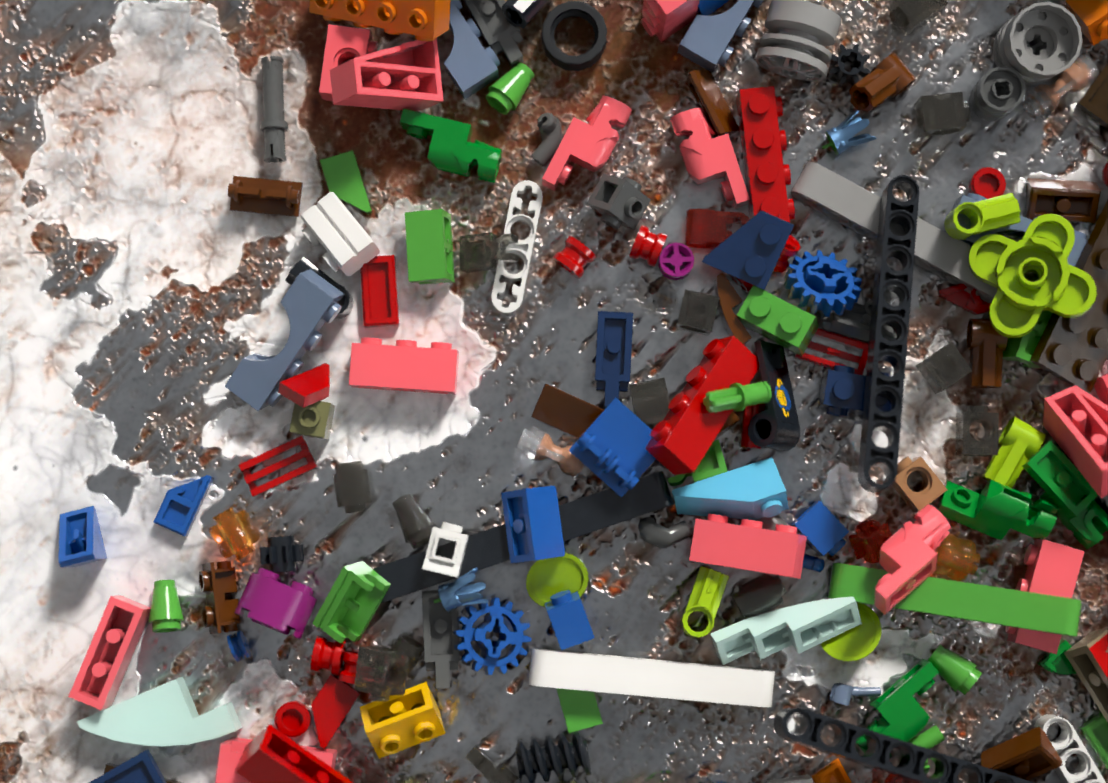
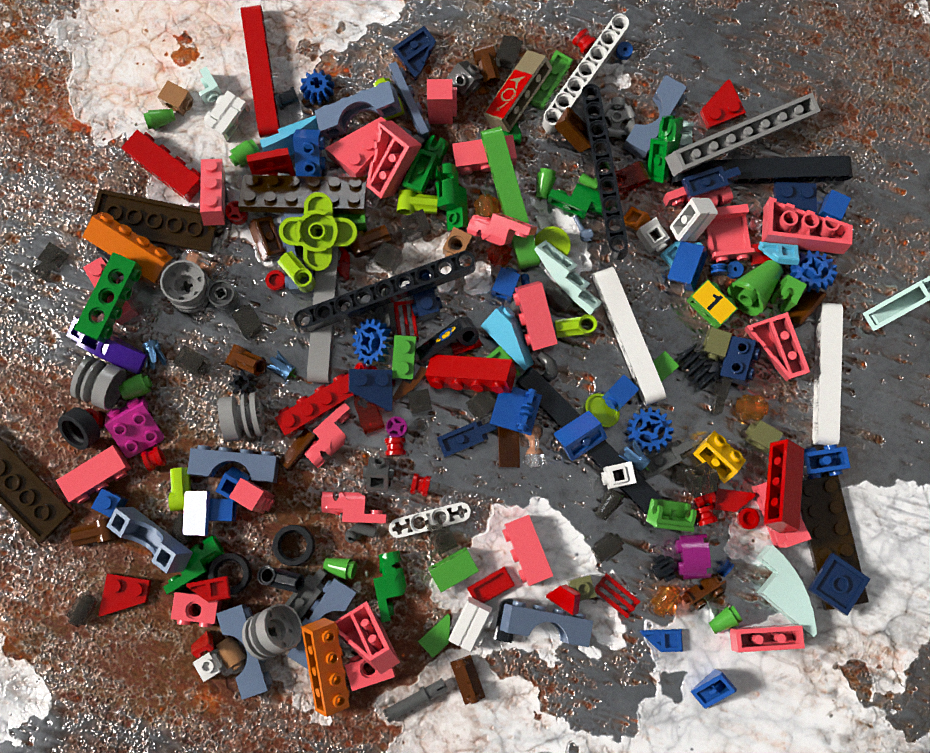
camera: 120 degrees left, 5 degrees down
(737, 397) = (458, 356): bright green axle -> none

